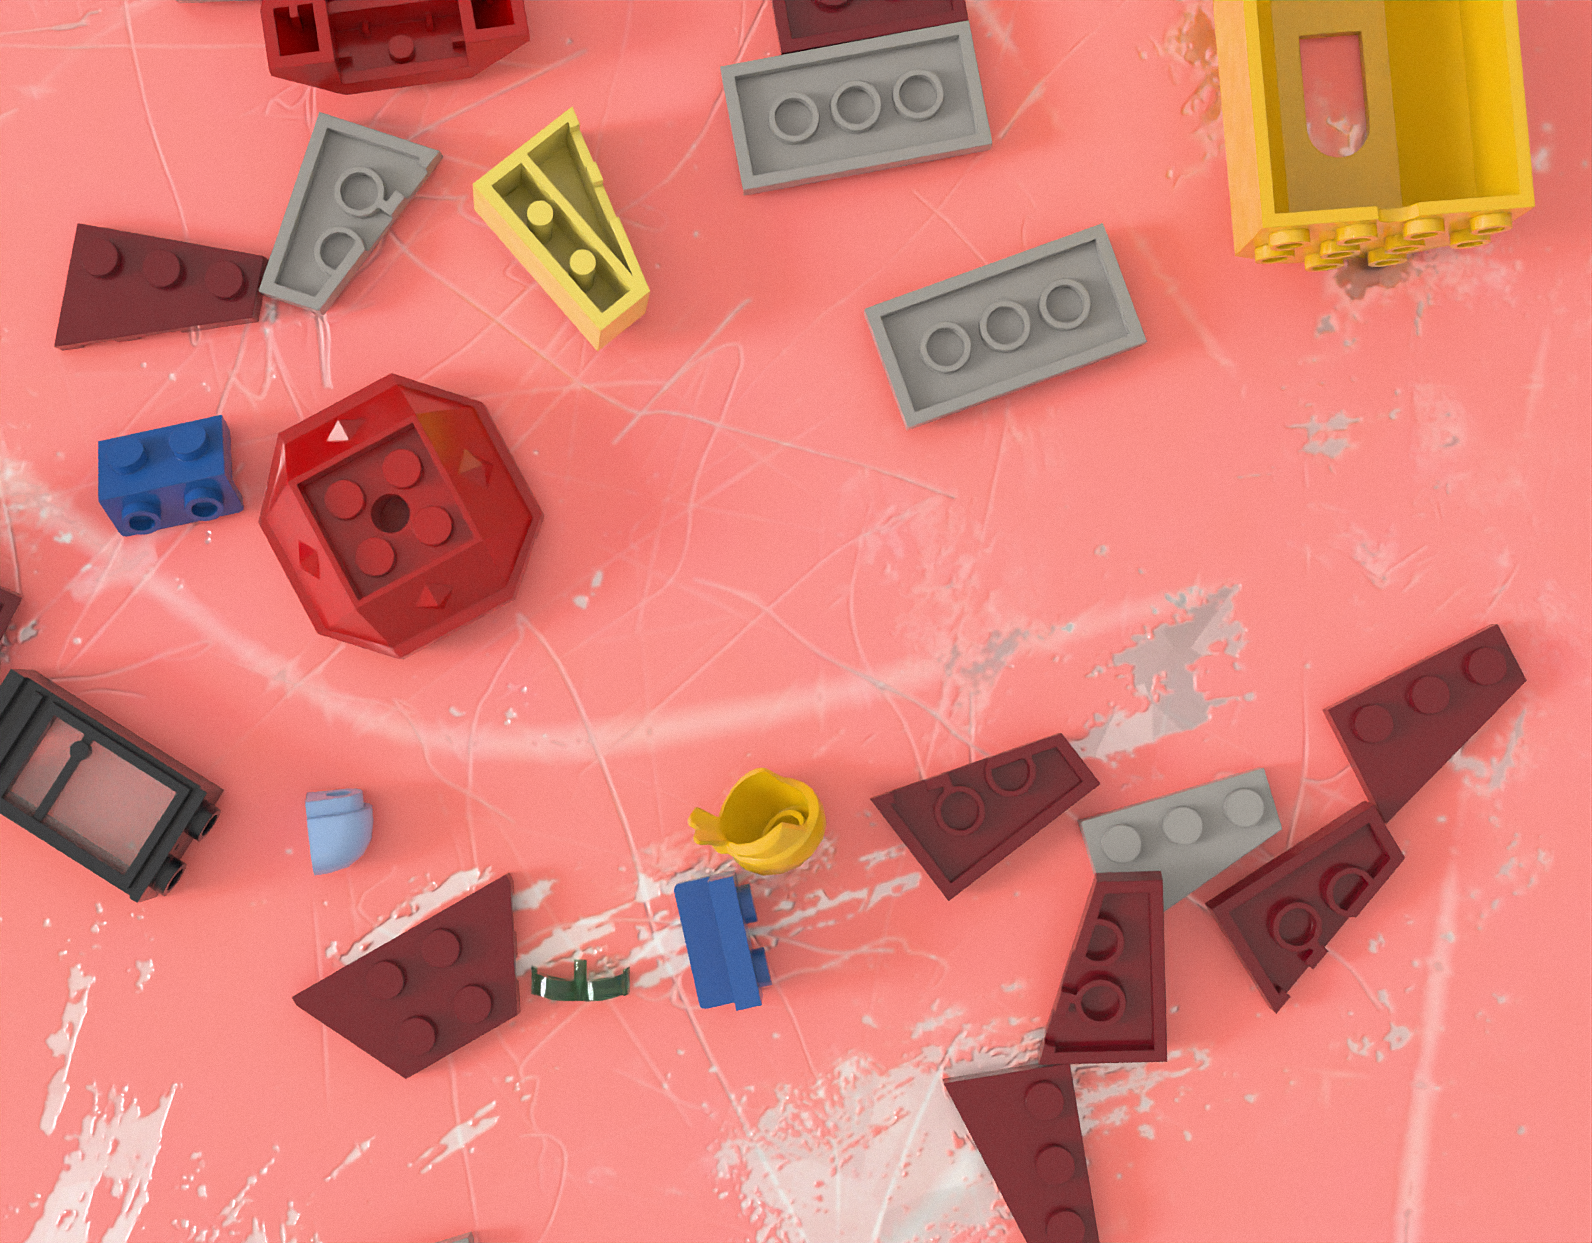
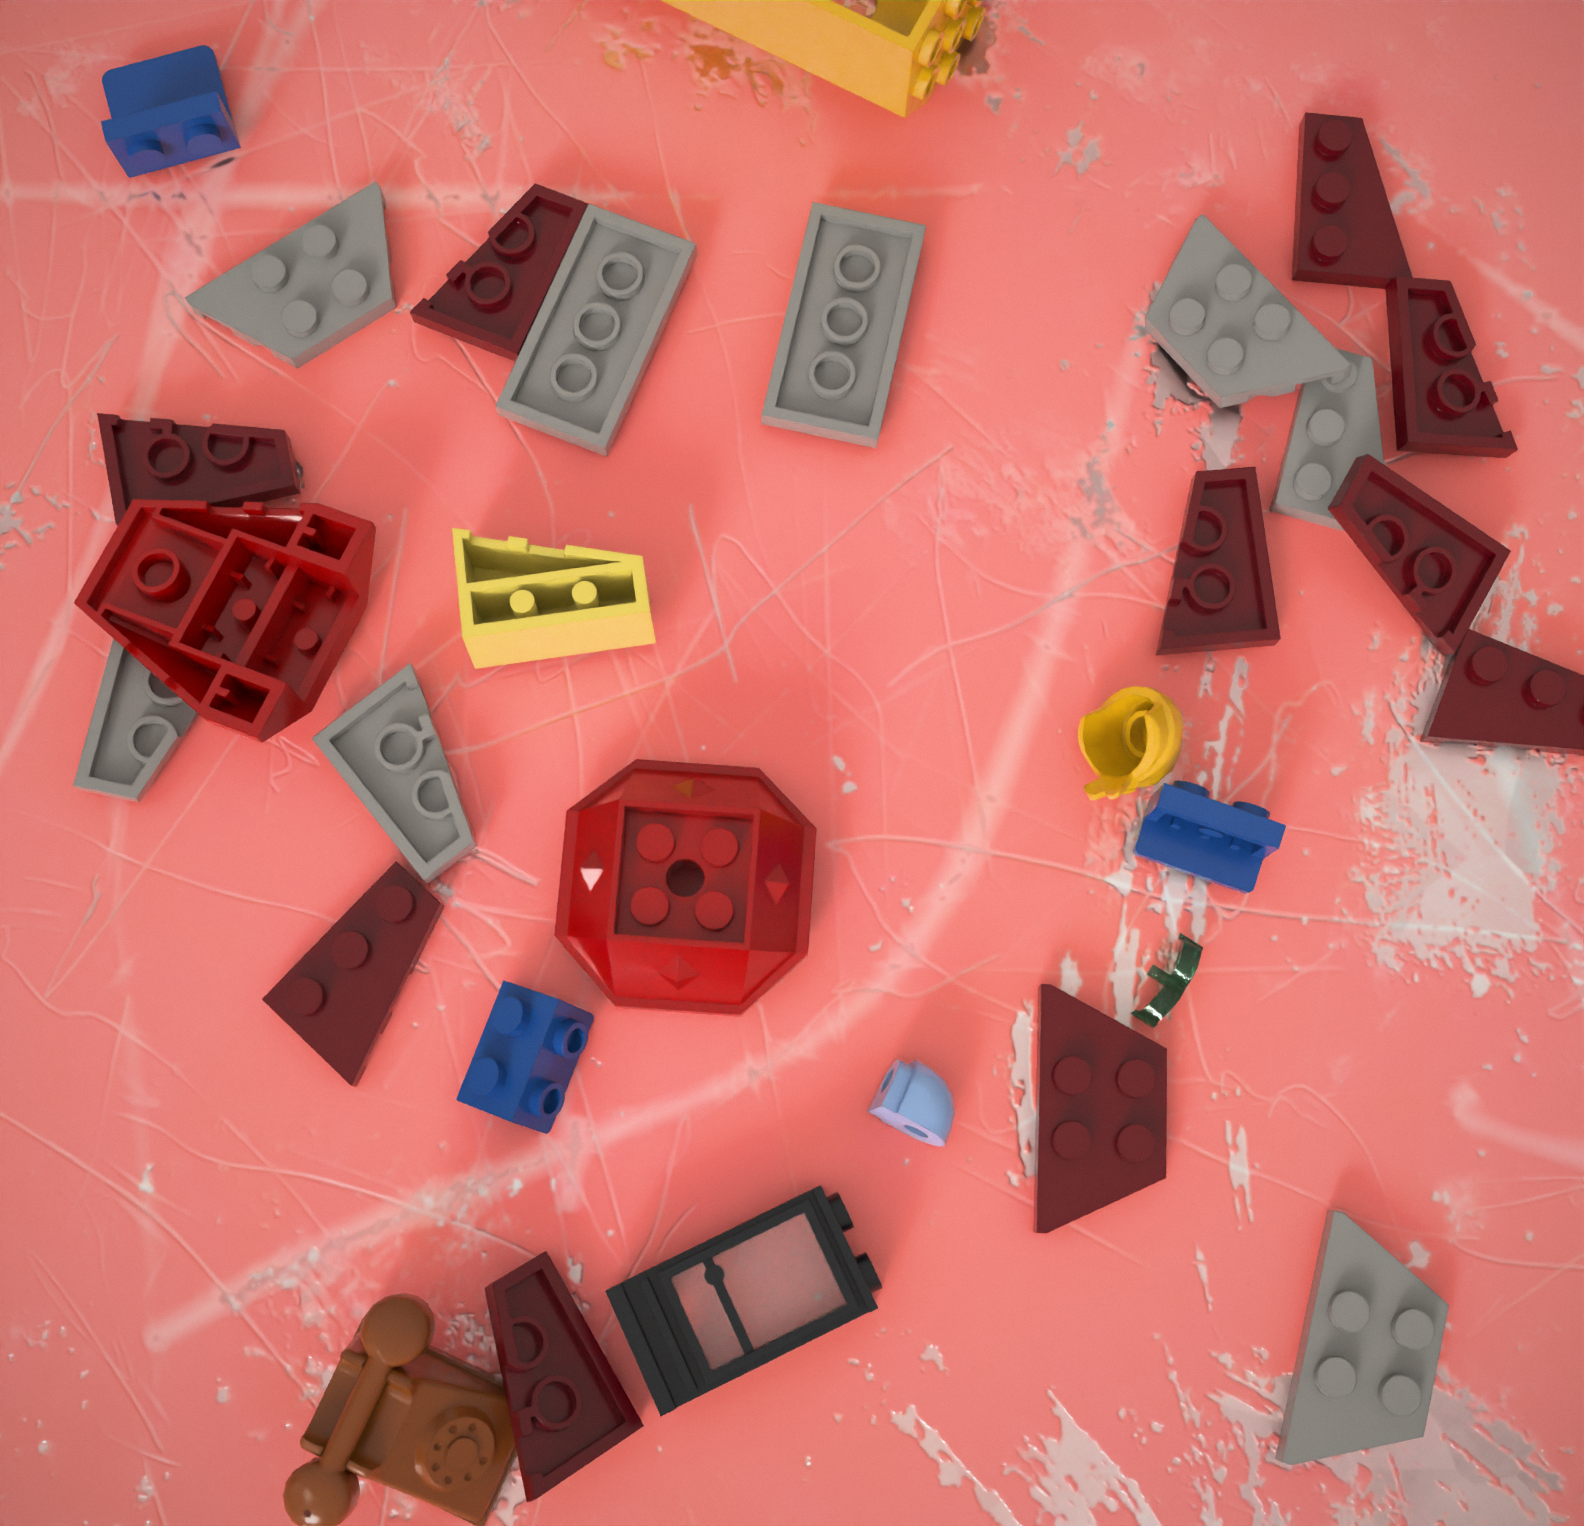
camera: 60 degrees left, 10 degrees down
(1231, 683) = (1235, 326): none -> light grey wing

